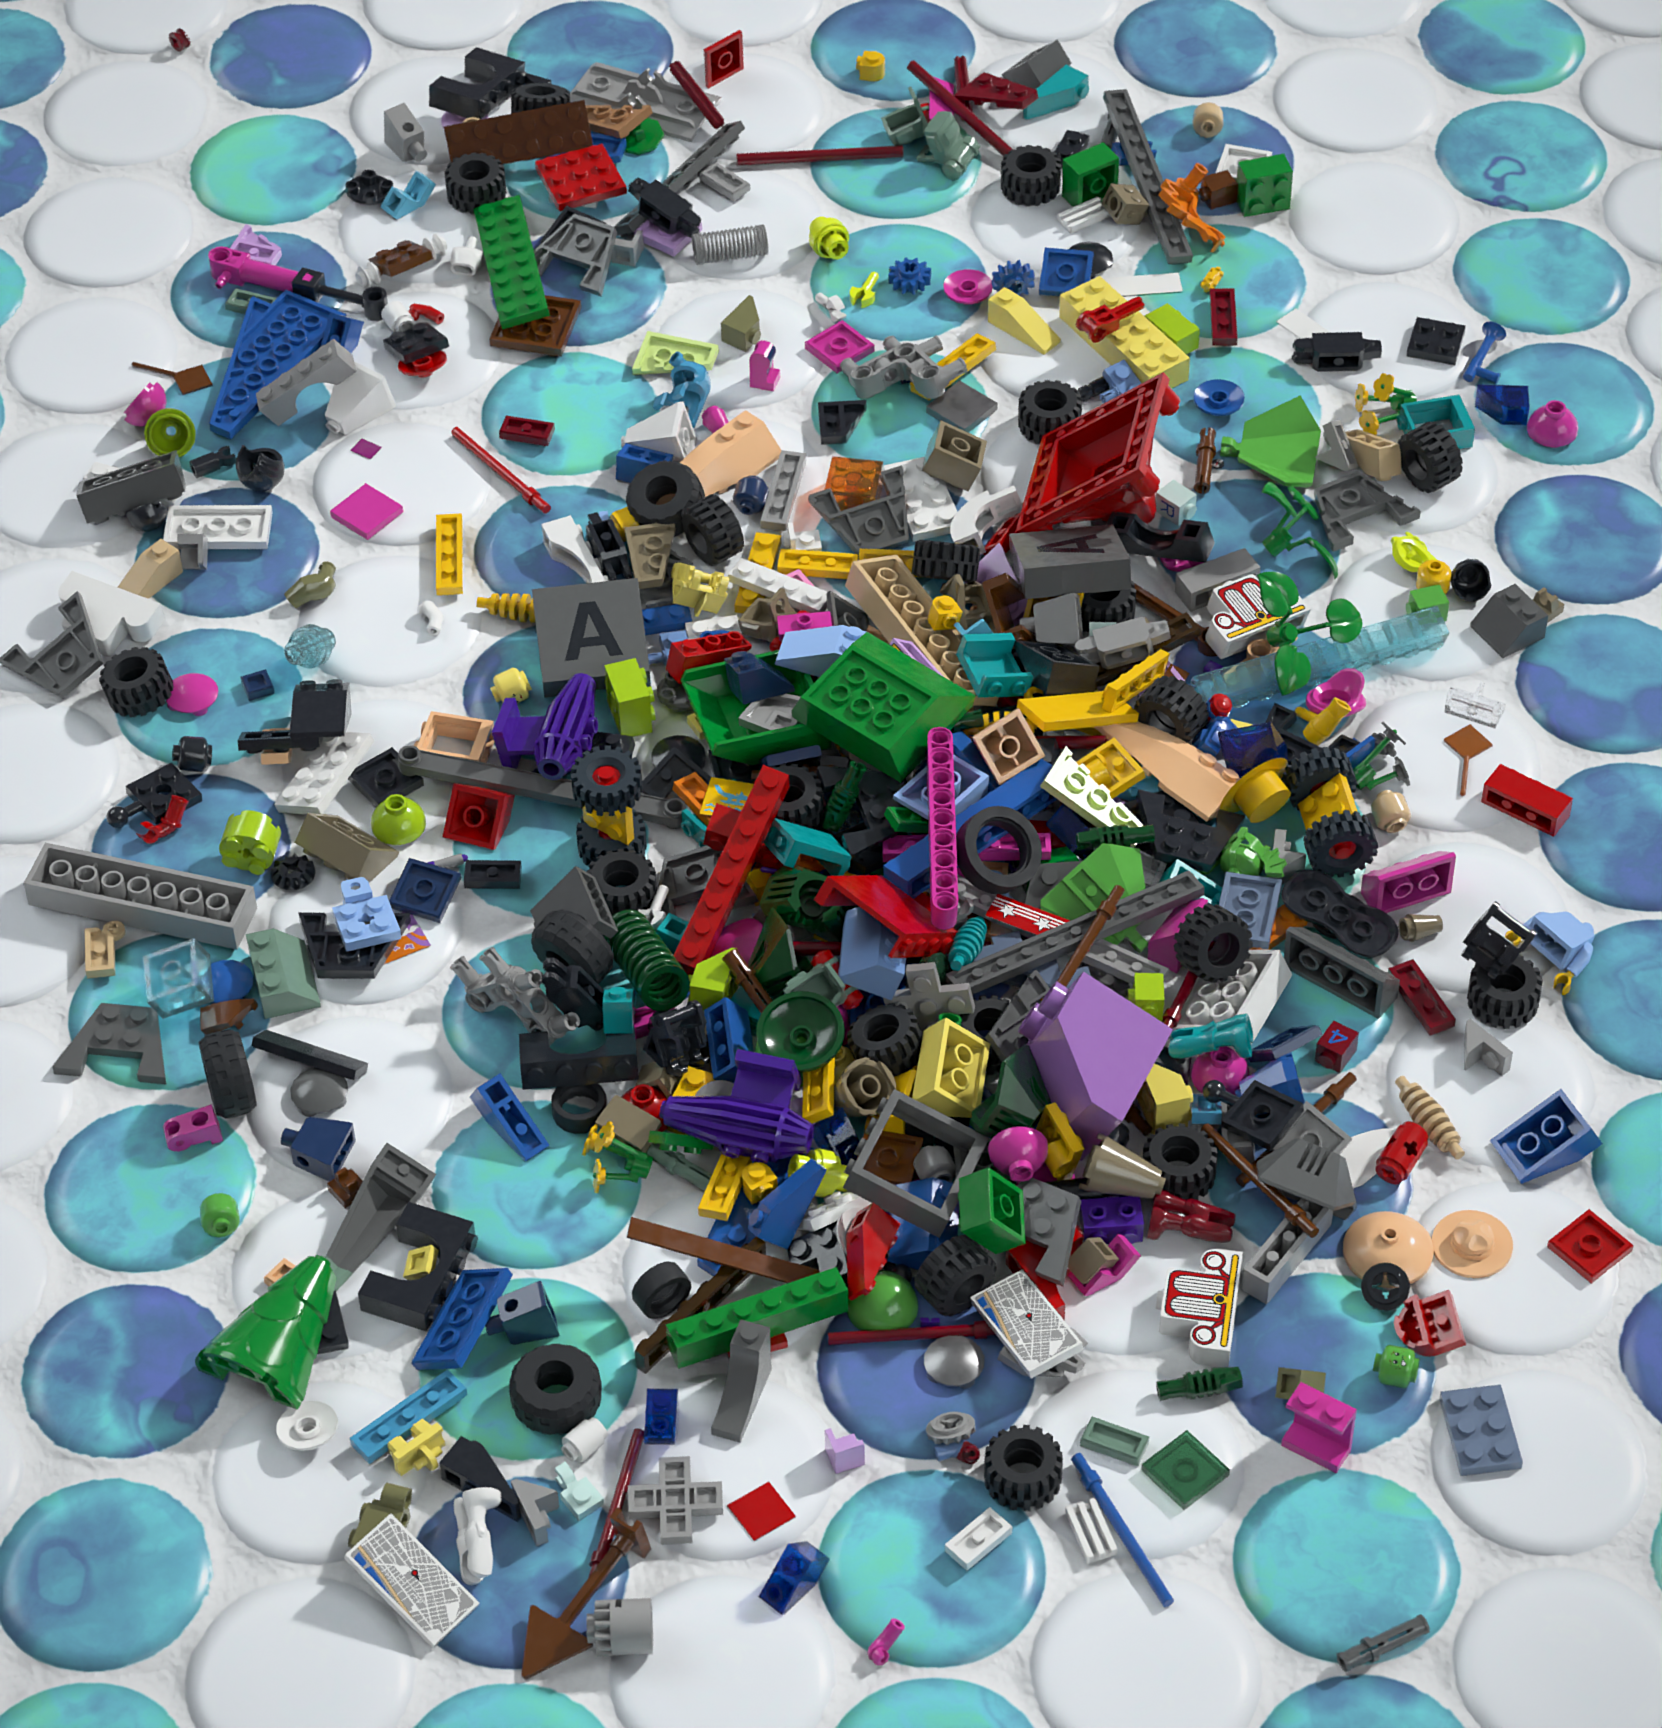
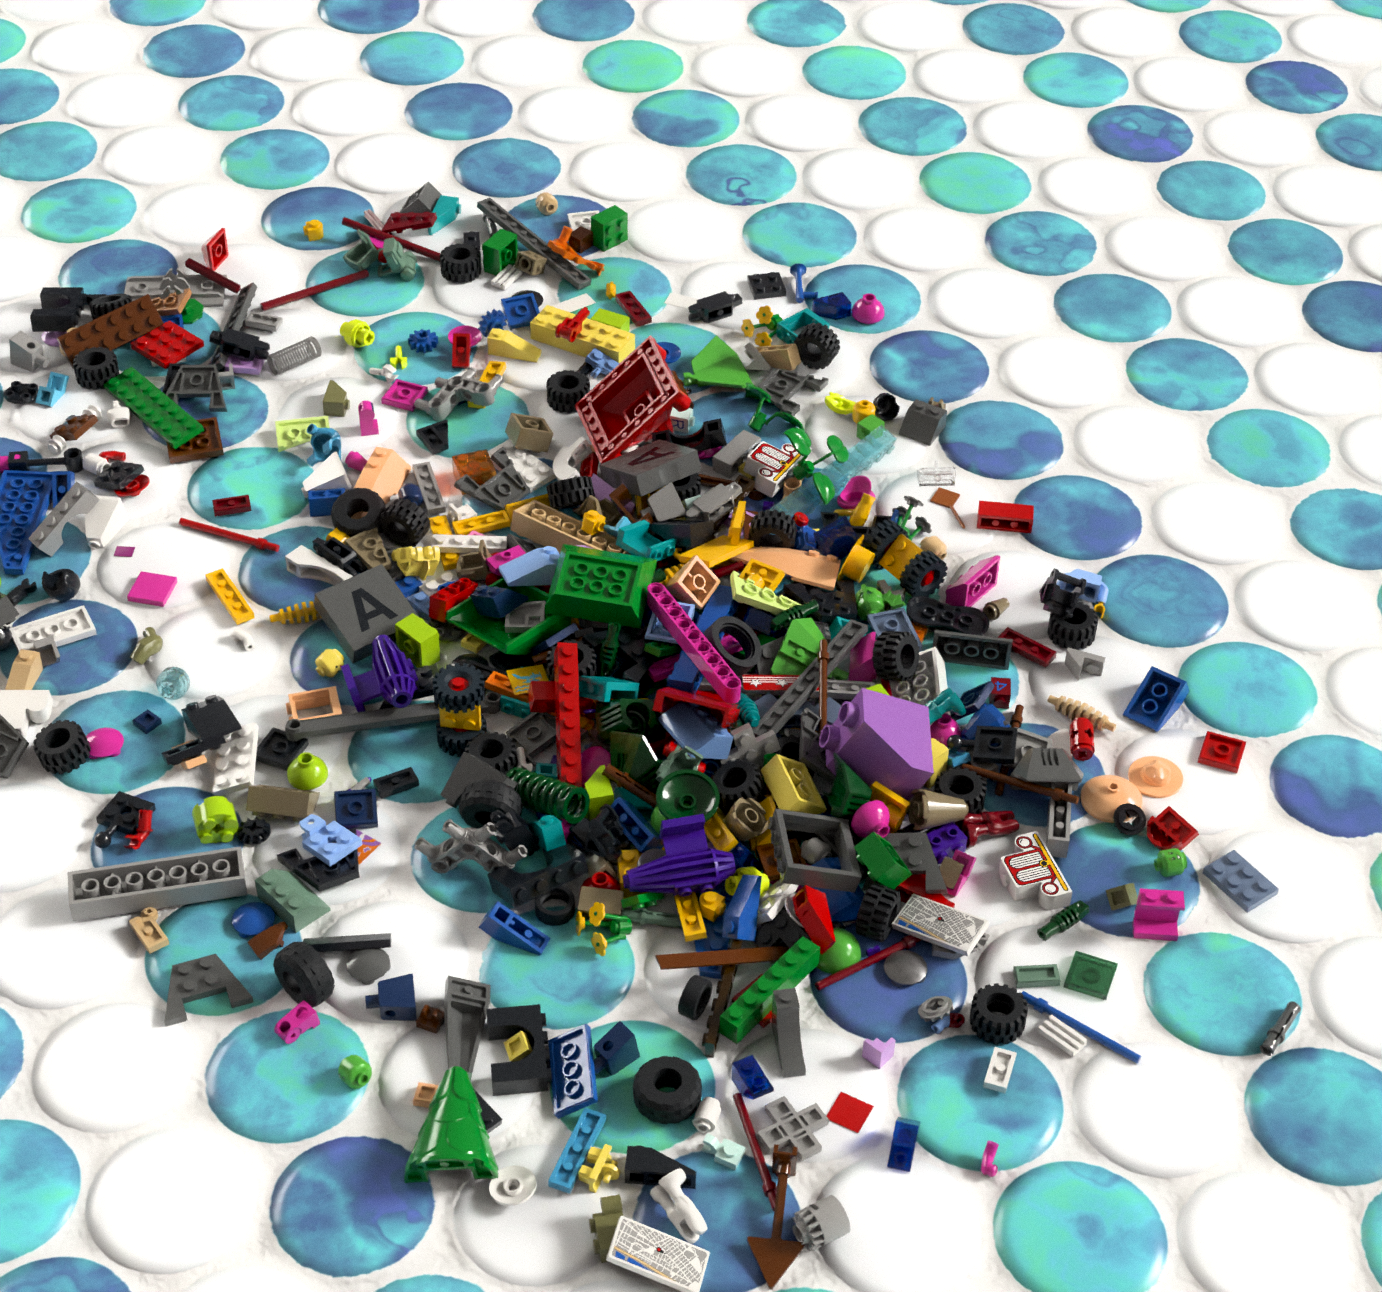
camera: 30 degrees left, 5 degrees down
(178, 978) = (223, 926): clear light blue brick -> none
(192, 754) = (132, 780): black head -> none
(477, 815) = (361, 750): red slope -> none
(534, 1504) = (705, 1175): light grey slope -> none
(947, 306) = (461, 350): none -> red slope
(962, 407) = (506, 404): flat silver tile -> none

